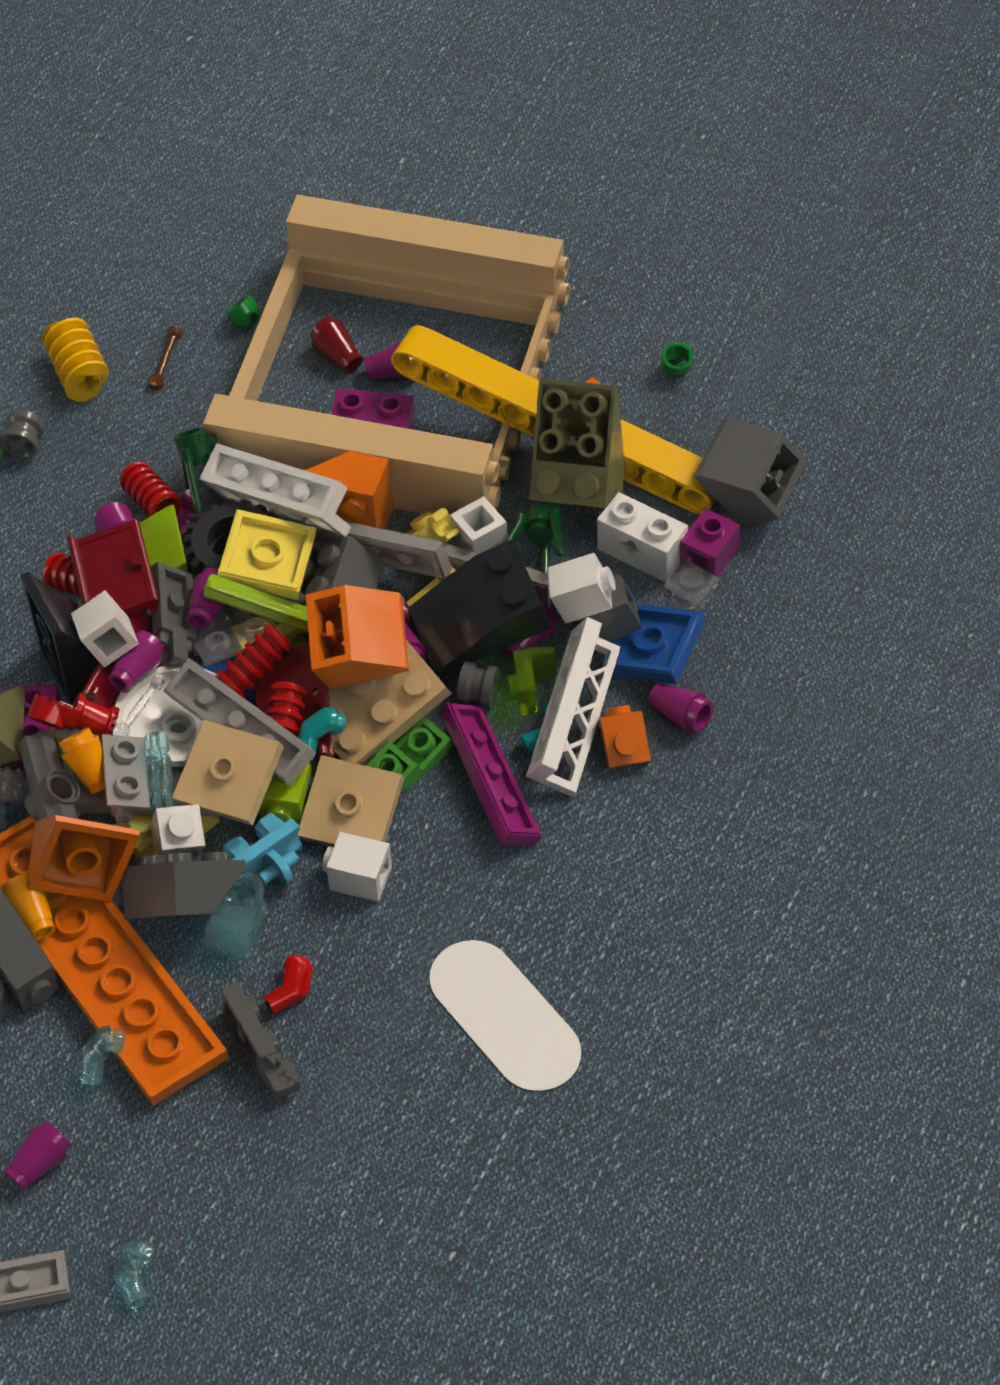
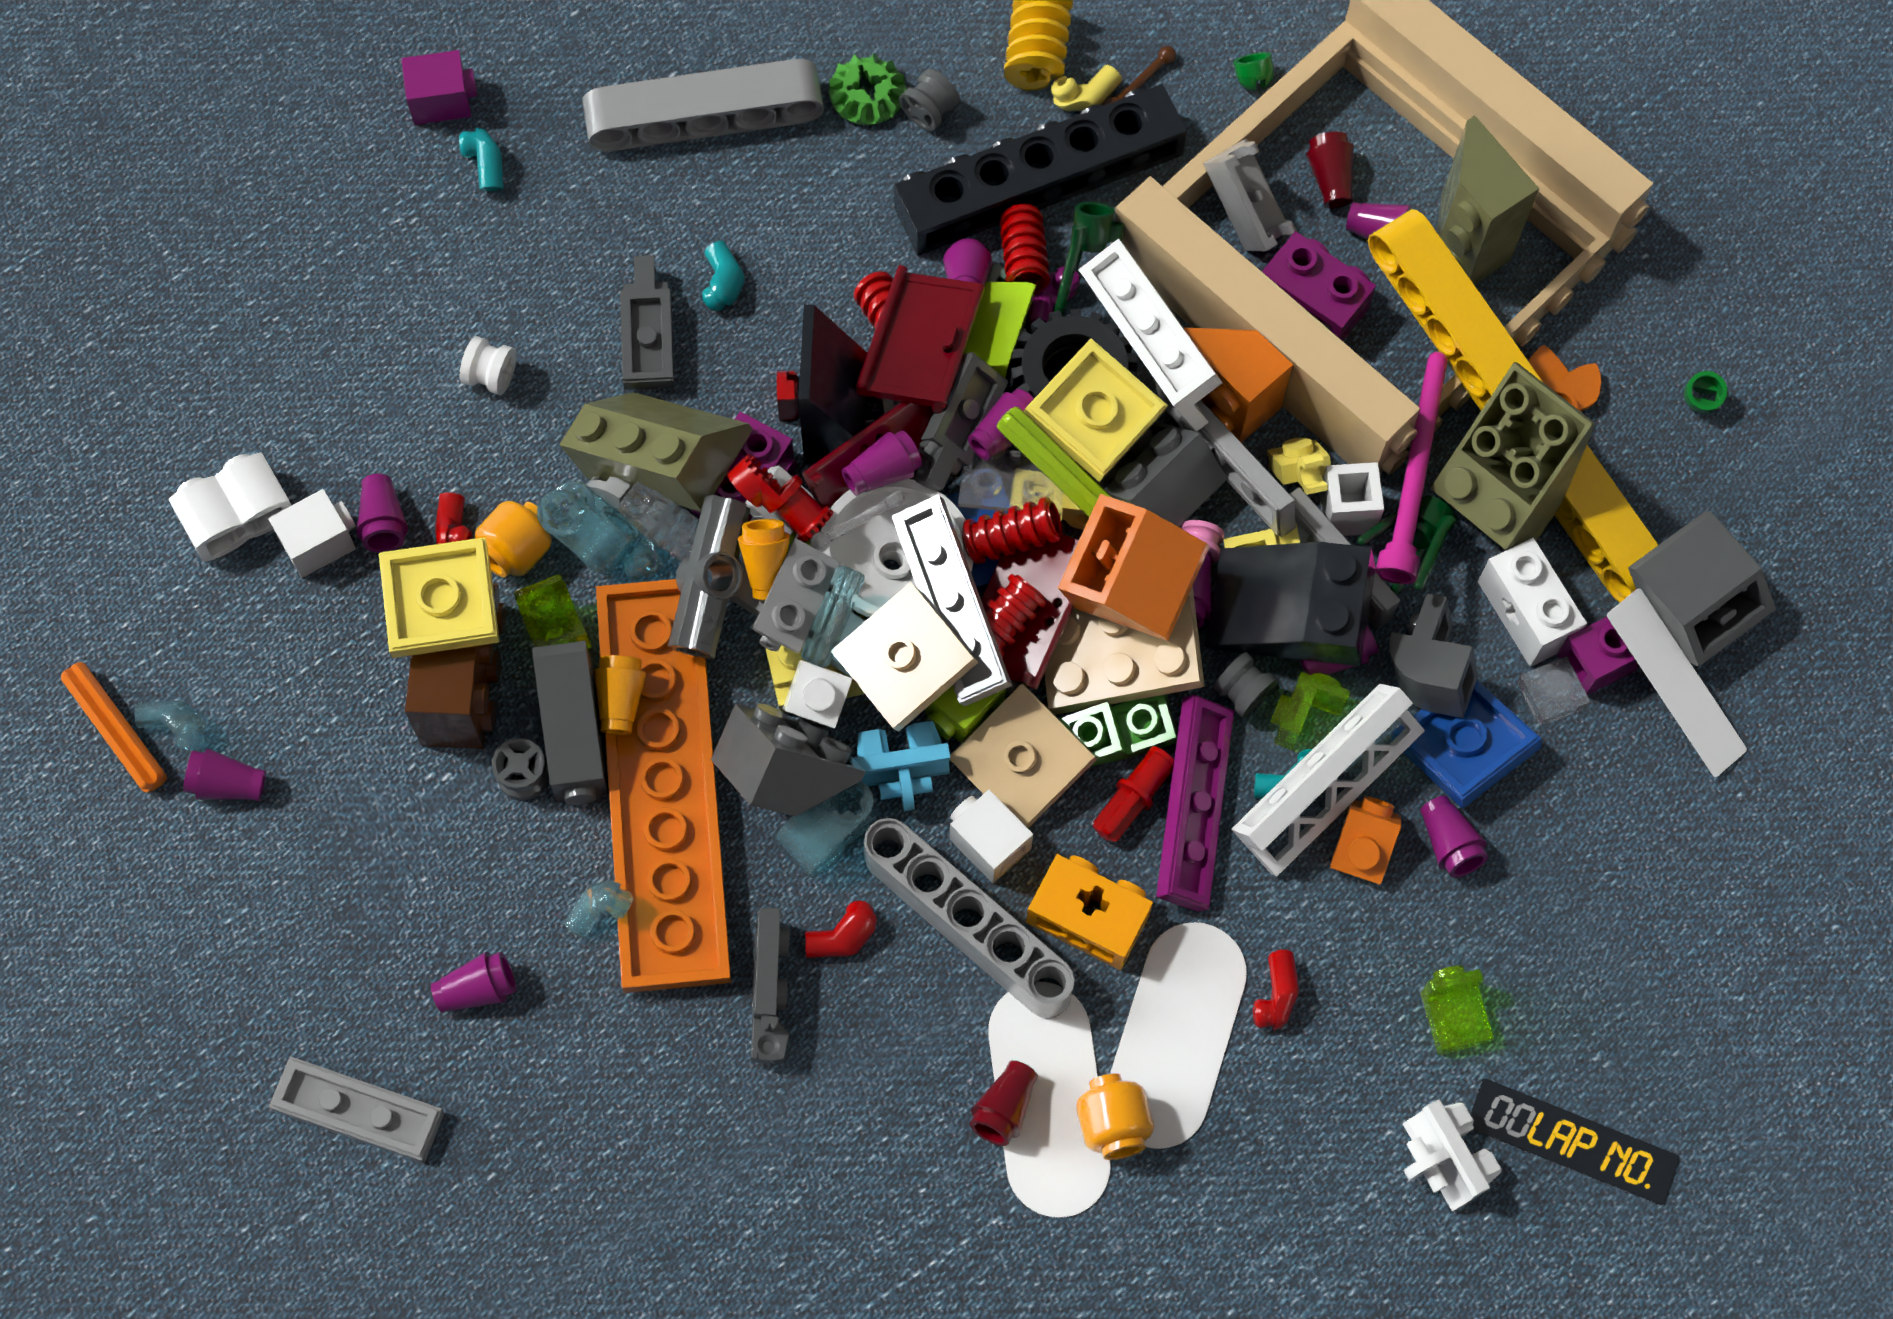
camera: 25 degrees right, 15 degrees up
(34, 666) = (787, 395): none -> red tile
(79, 857) = (692, 672): orange slope -> none
(104, 628) = (865, 413): white brick -> none
(127, 1274) = (493, 1172): clear light blue arm -> none
(132, 434) = (1069, 172): none -> black brick
(136, 381) = (1078, 97): none -> light yellow arm
(286, 384) = (1247, 197): none -> light grey hinge
(319, 724) = (1035, 650): teal arm -> none
(390, 938) = (976, 941): none -> light grey beam
(444, 791) = (1134, 795): none -> red axle
(456, 299) = (1483, 203): none -> olive slope
(459, 877) = (1106, 933): none -> light orange brick
(476, 1031) = (1003, 1107): none -> dark red cone
(535, 550) = (1399, 559): none -> dark pink piece
(560, 993) = (1115, 1117): none -> light orange head
(569, 929) = (1181, 1026): none -> white sticker
(581, 587) = (1416, 643): white brick -> none
(627, 856) = (1284, 993): none -> red arm
(751, 809) = (1456, 1009): none -> clear neon green bracket
(770, 535) = (1677, 682): none -> white sticker
(802, 898) = (1445, 1157): none -> white hips
(881, 852) = (1573, 1141): none -> black sticker

